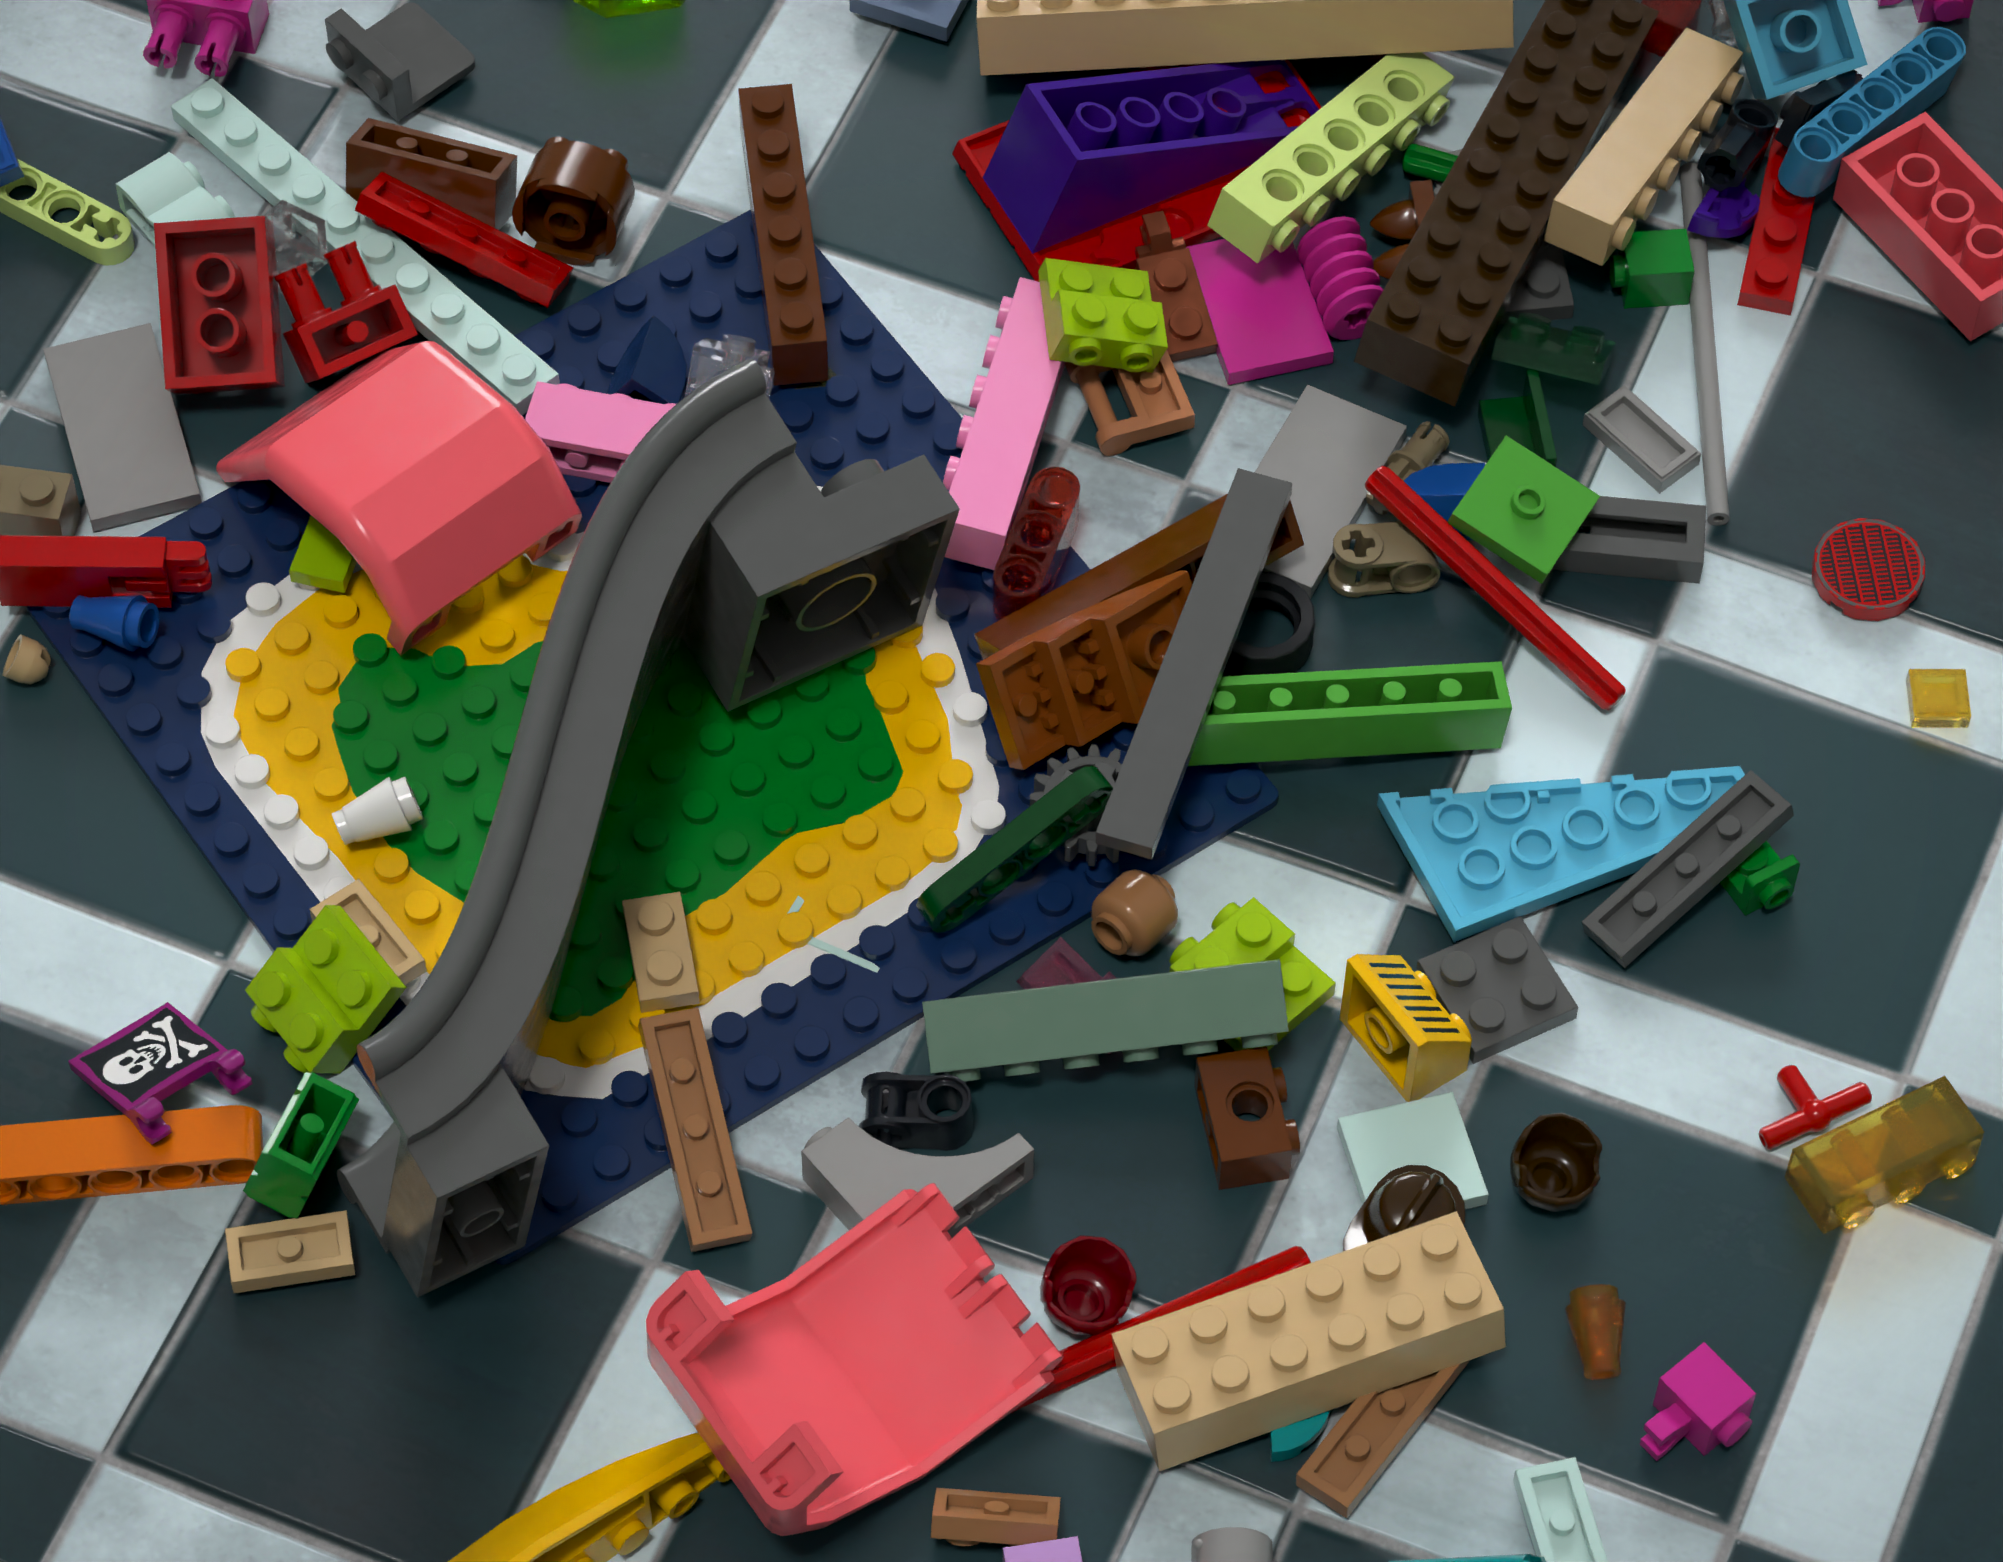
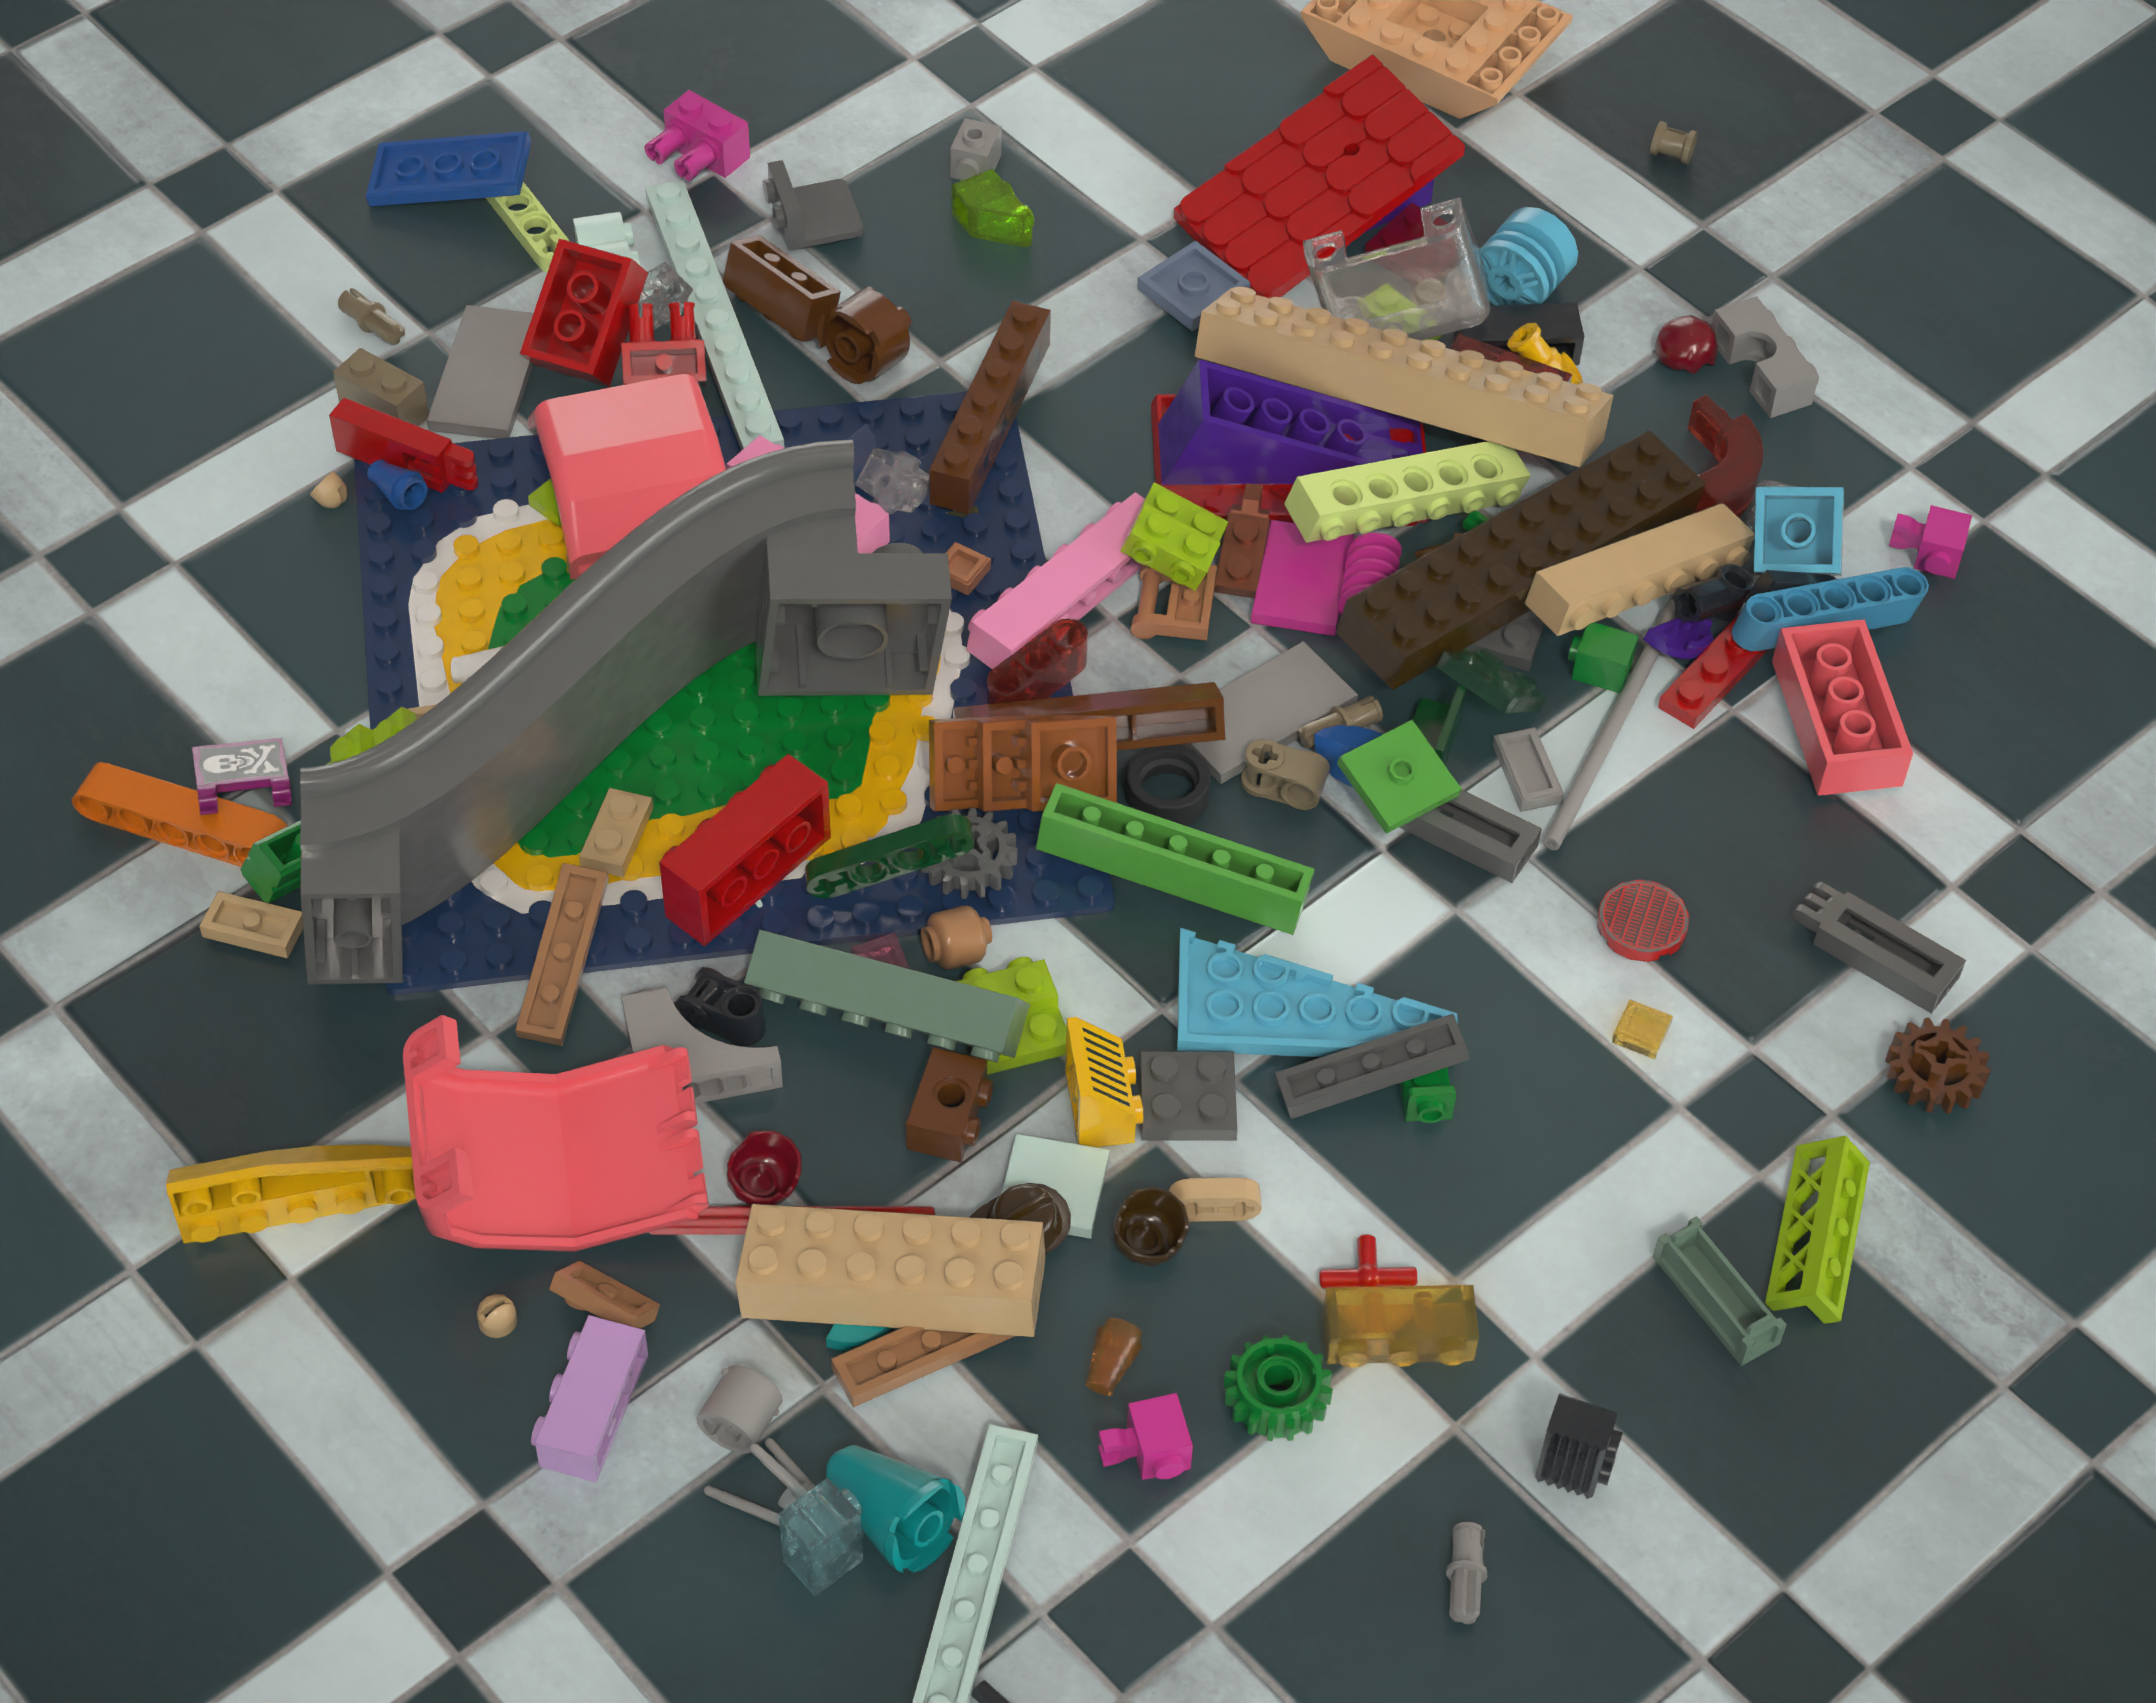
camera: 25 degrees right, 5 degrees down
(463, 239) = (778, 334): red plate -> none
(842, 910) = (745, 849): none -> red brick
(864, 442) = (966, 567): none -> nougat tile
(1193, 664) = (1081, 779): dark grey tile -> none
(1495, 588) = (1349, 823): red axle -> none
(1608, 1094) = (1219, 1198): none -> tan beam
(1792, 1315) = (1271, 1411): none -> green gear

